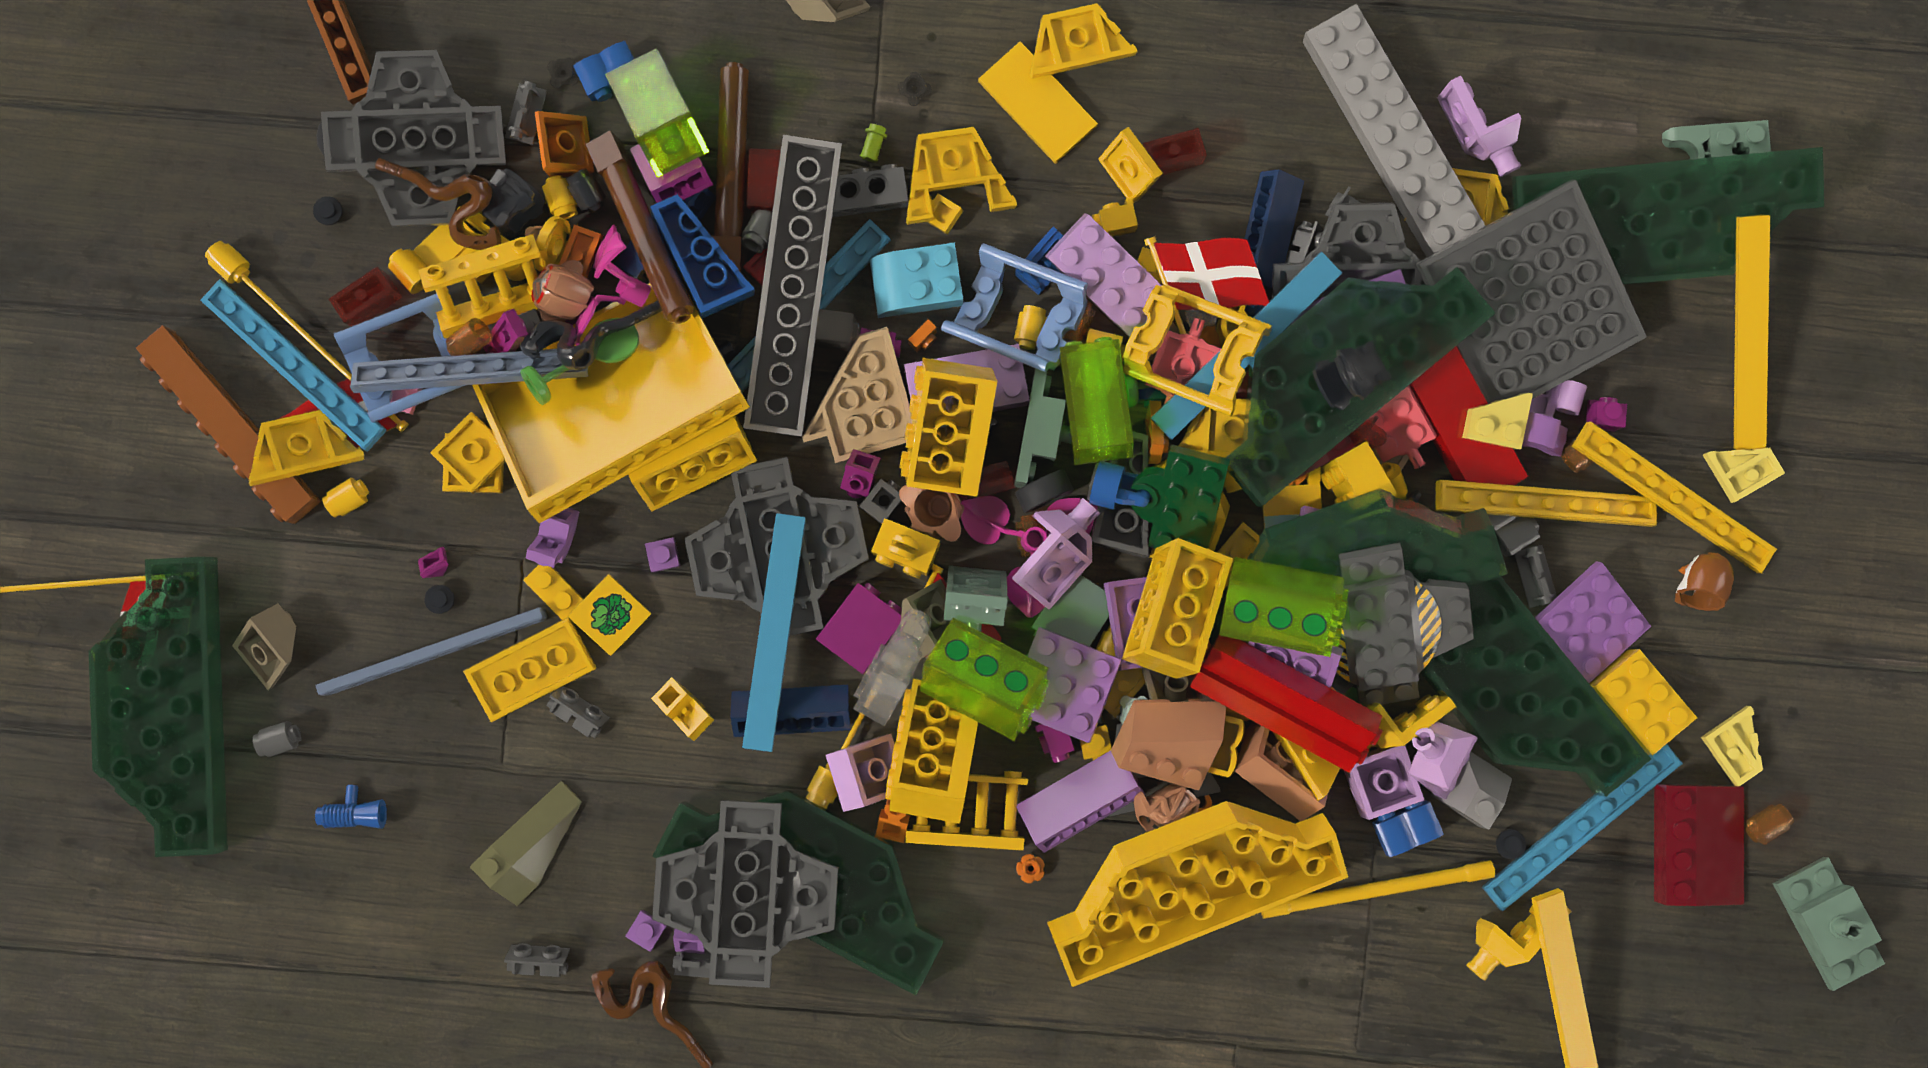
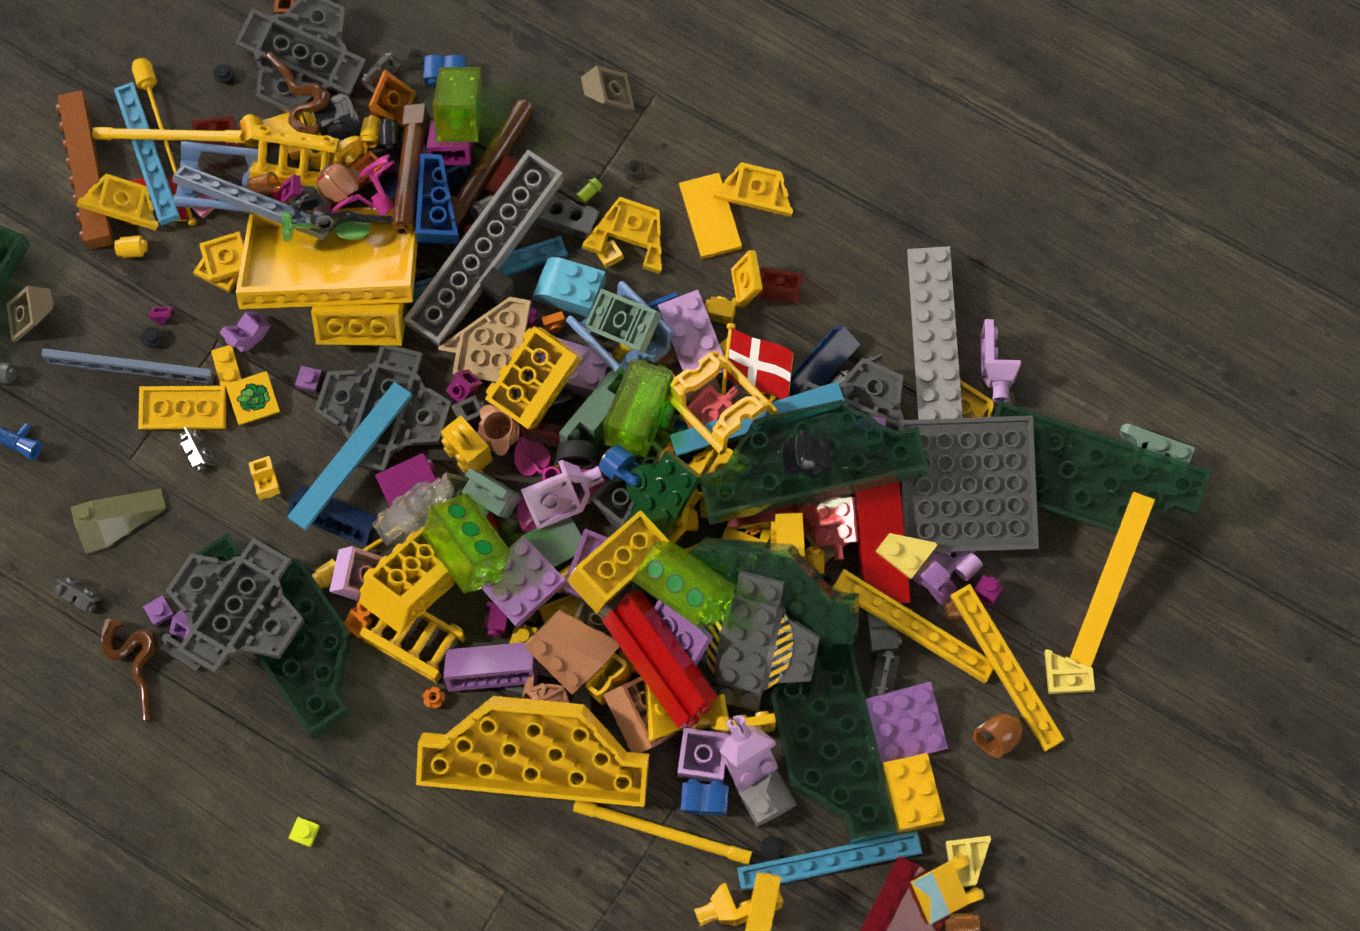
camera: 30 degrees right, 15 degrees down
(390, 300) = (227, 136): none -> yellow piece
(1019, 300) = (623, 321): none -> sand green brick
(1733, 797) = (942, 891): none -> yellow flag

